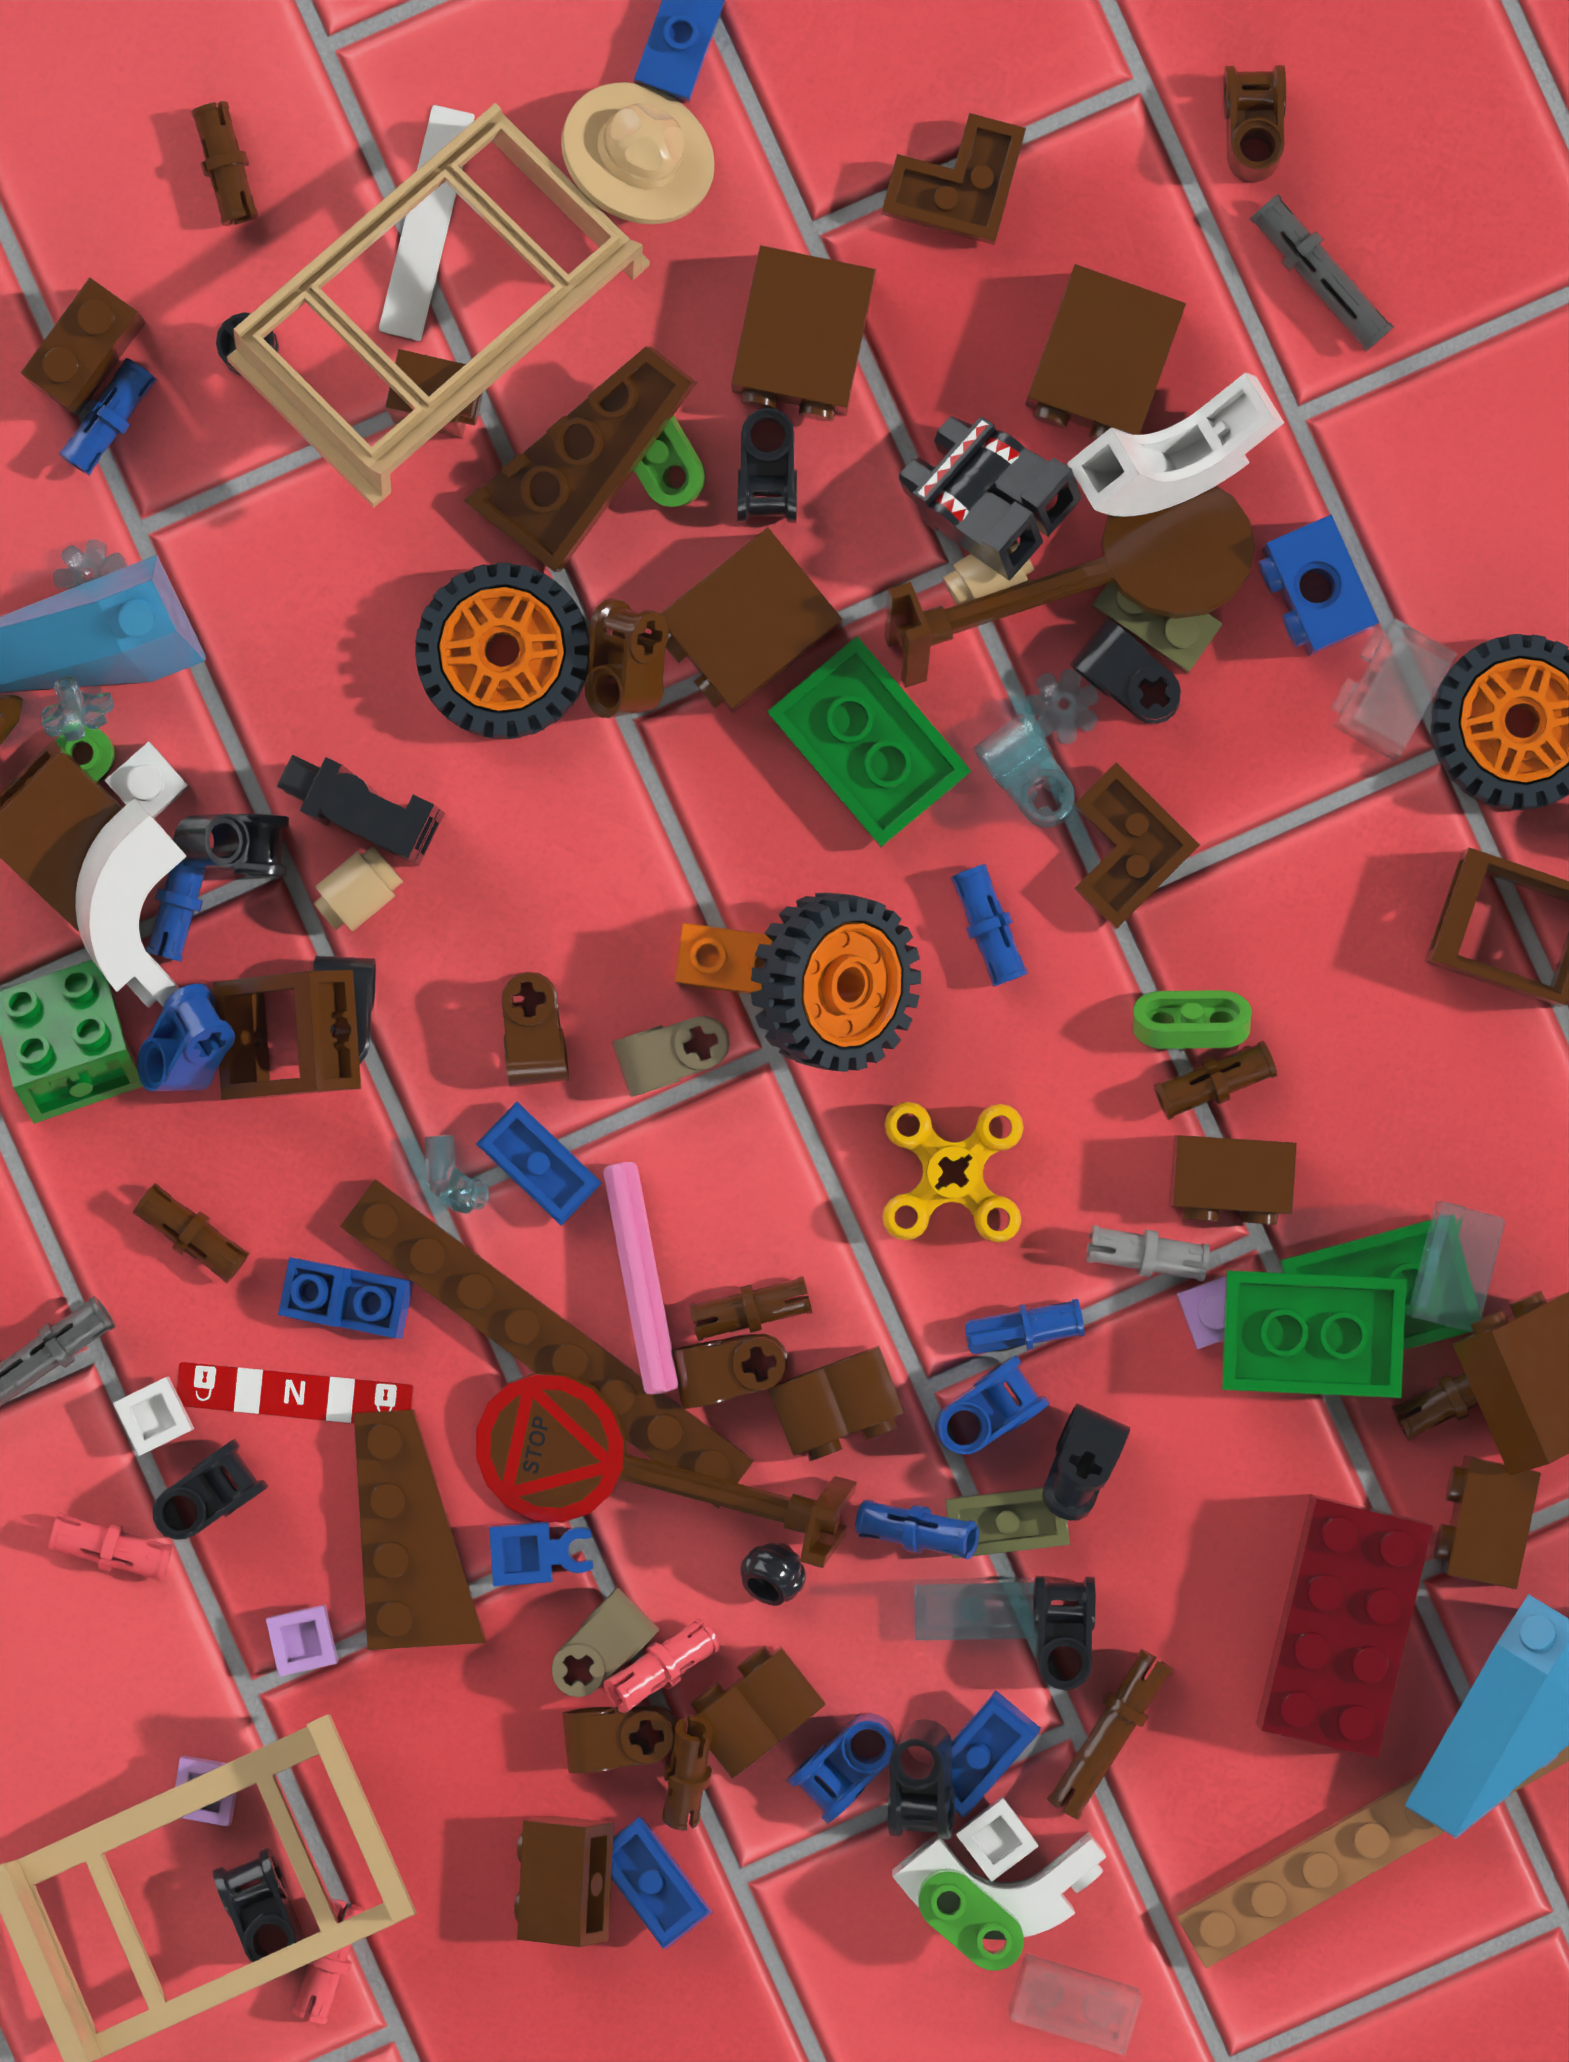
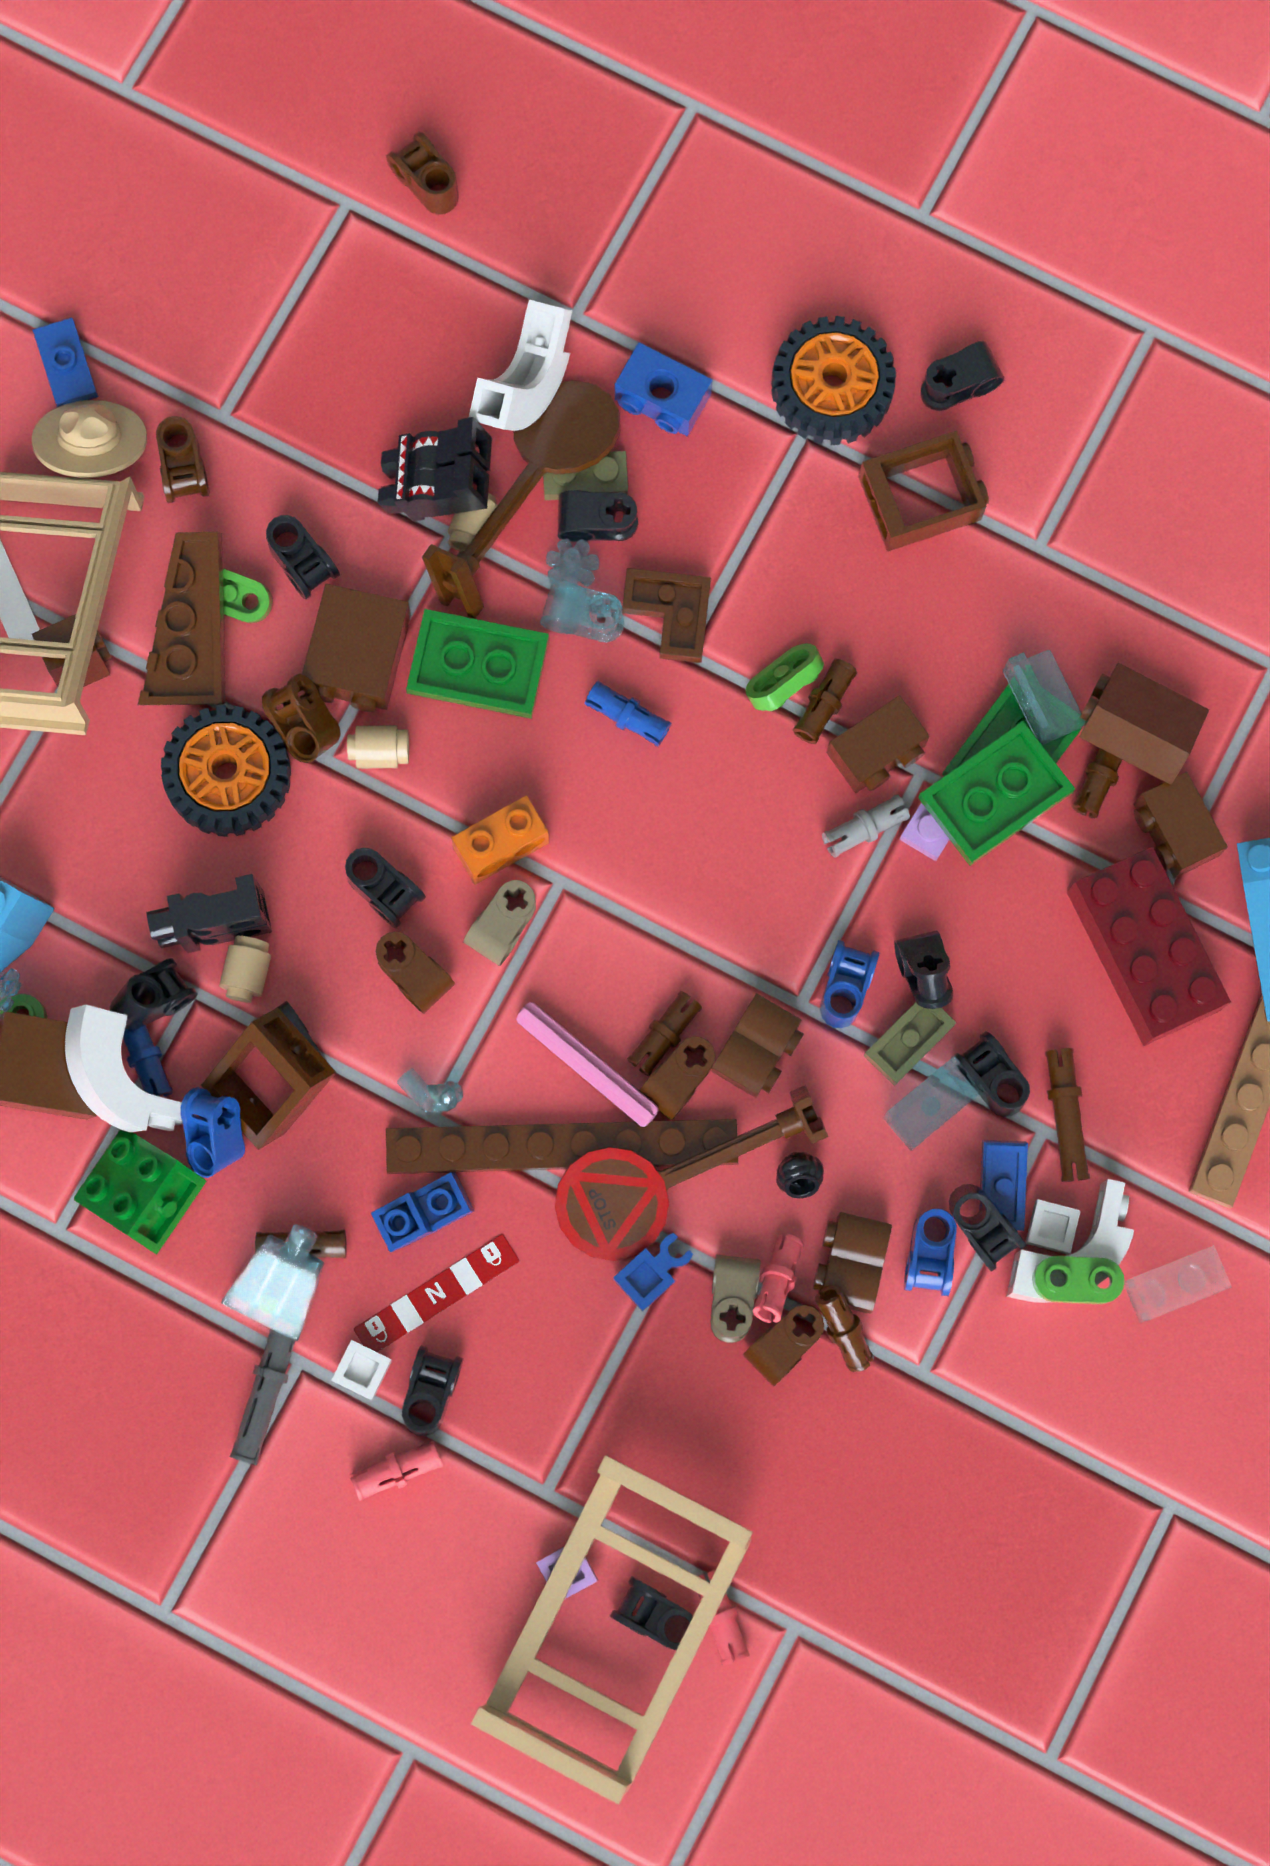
camera: 50 degrees left, 10 degrees down
(133, 1259) = (279, 1283): none -> clear light blue torso
(147, 779) = (71, 995): white plate -> none
(302, 1640) = (554, 1434): lavender plate -> none
(409, 1554) = (578, 1333): reddish brown wing -> none
(539, 1163) = (475, 1045): blue plate -> none
(564, 1881) = (823, 1452): reddish brown brick -> none
(573, 917) = (384, 887): none -> black piece
(655, 1884) = (875, 1412): blue plate -> none
(687, 753) = (378, 746): none -> tan brick
(718, 259) = (180, 467): none -> reddish brown piece
(802, 333) = (261, 467): reddish brown brick -> none
(836, 981) = (566, 802): wheel -> none
(917, 1529) = (862, 1081): blue pin -> none
(965, 198) = (294, 332): reddish brown plate -> none
(974, 1193) = (735, 866): yellow gear -> none
(1024, 1327) = (830, 921): blue axle -> none
(1104, 354) = (440, 354): reddish brown brick -> none
(1321, 272) = (479, 218): dark grey pin -> none
(1393, 689) = (749, 414): clear piece -> none

